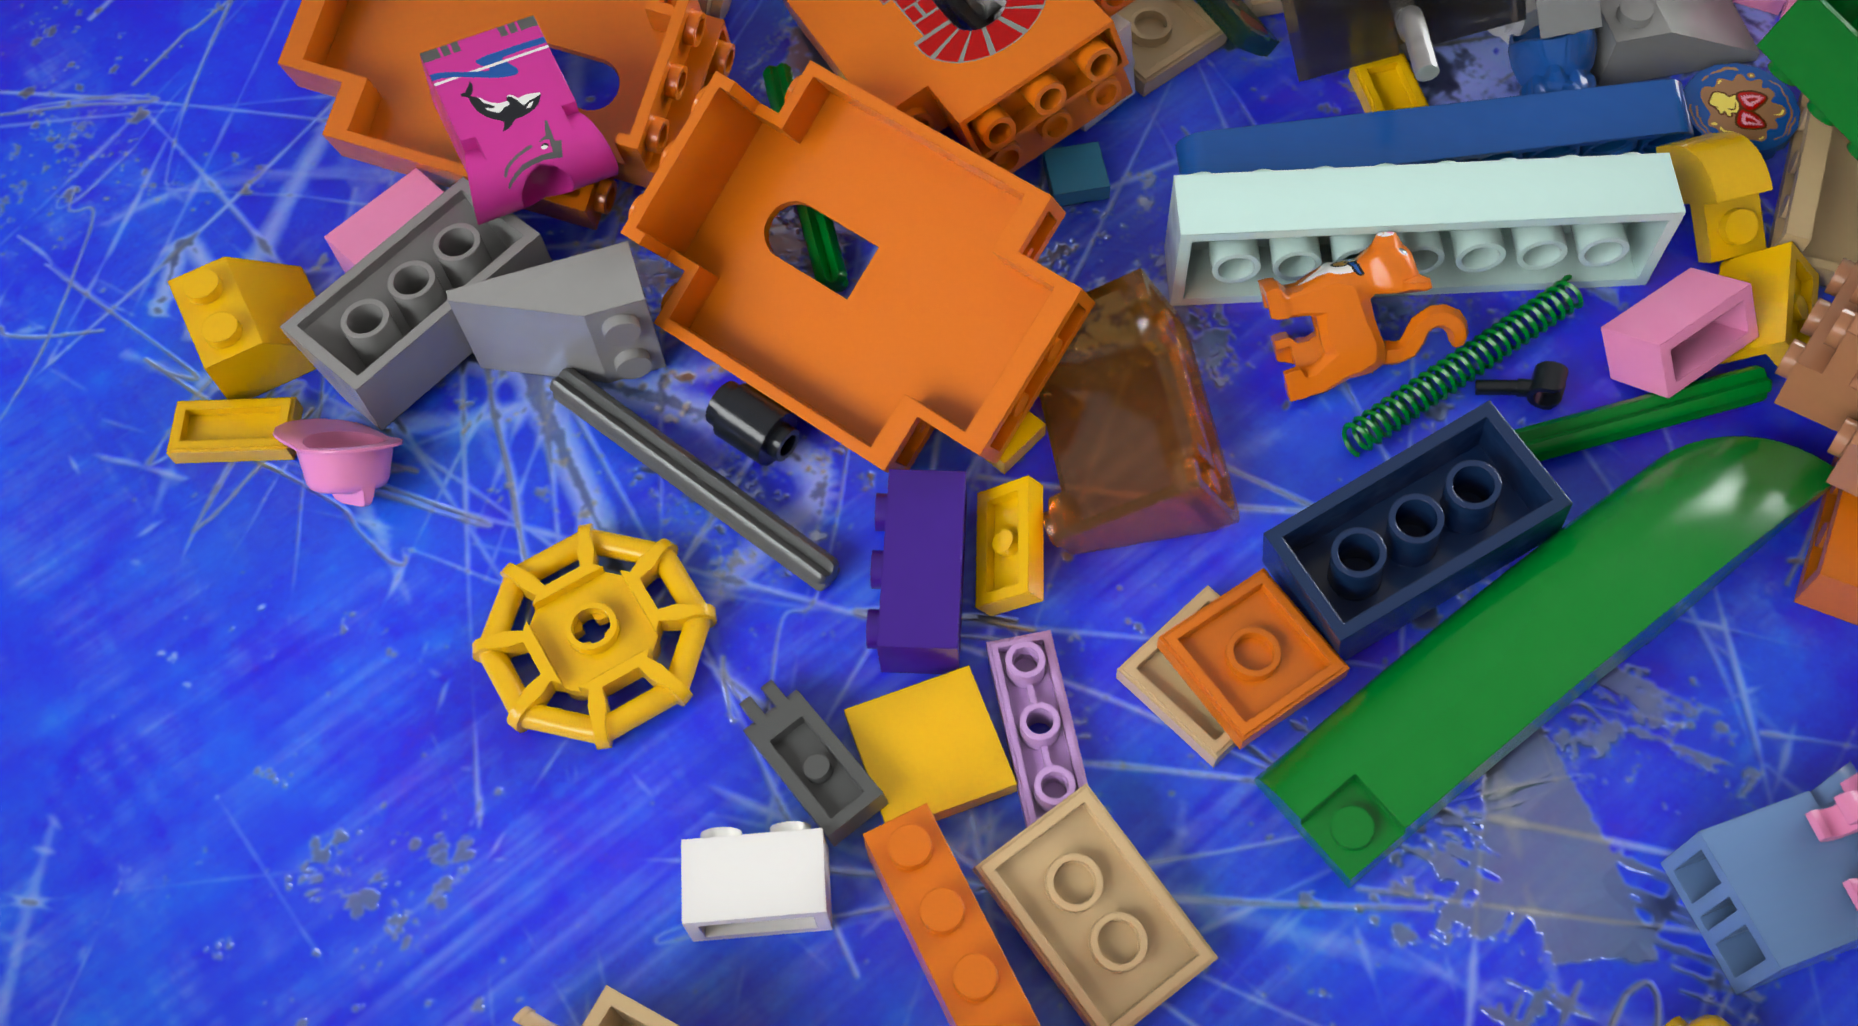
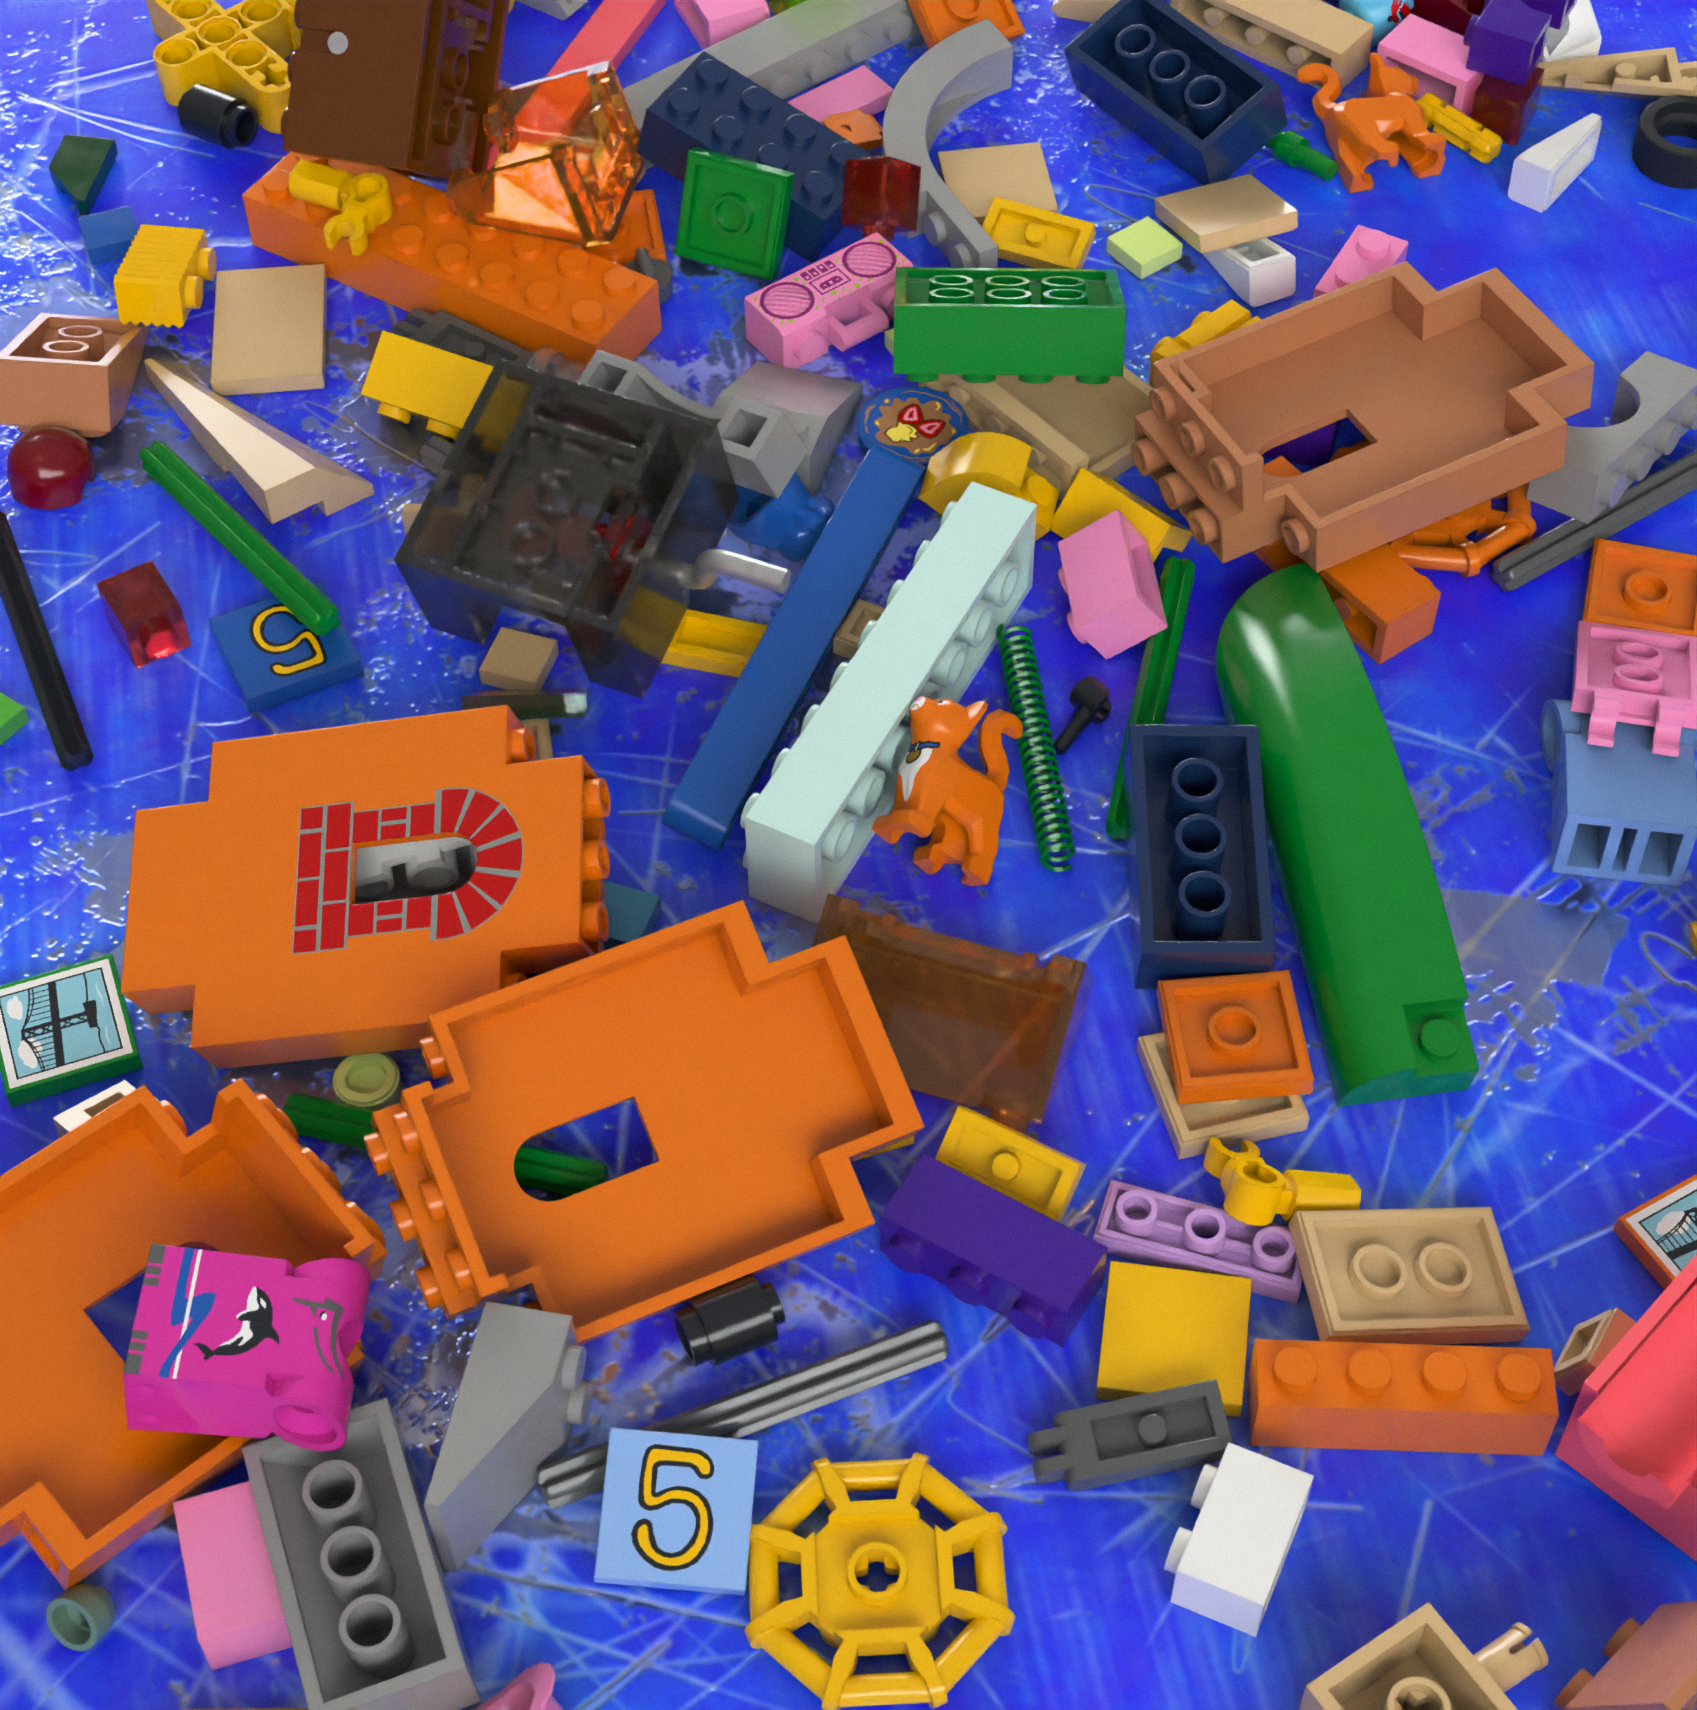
camera: 65 degrees left, 10 degrees down
(340, 176) = (73, 1608): none -> sand green hinge
(576, 468) = (676, 1511): none -> light blue tile
(1095, 748) = (1260, 1191): none -> yellow bar

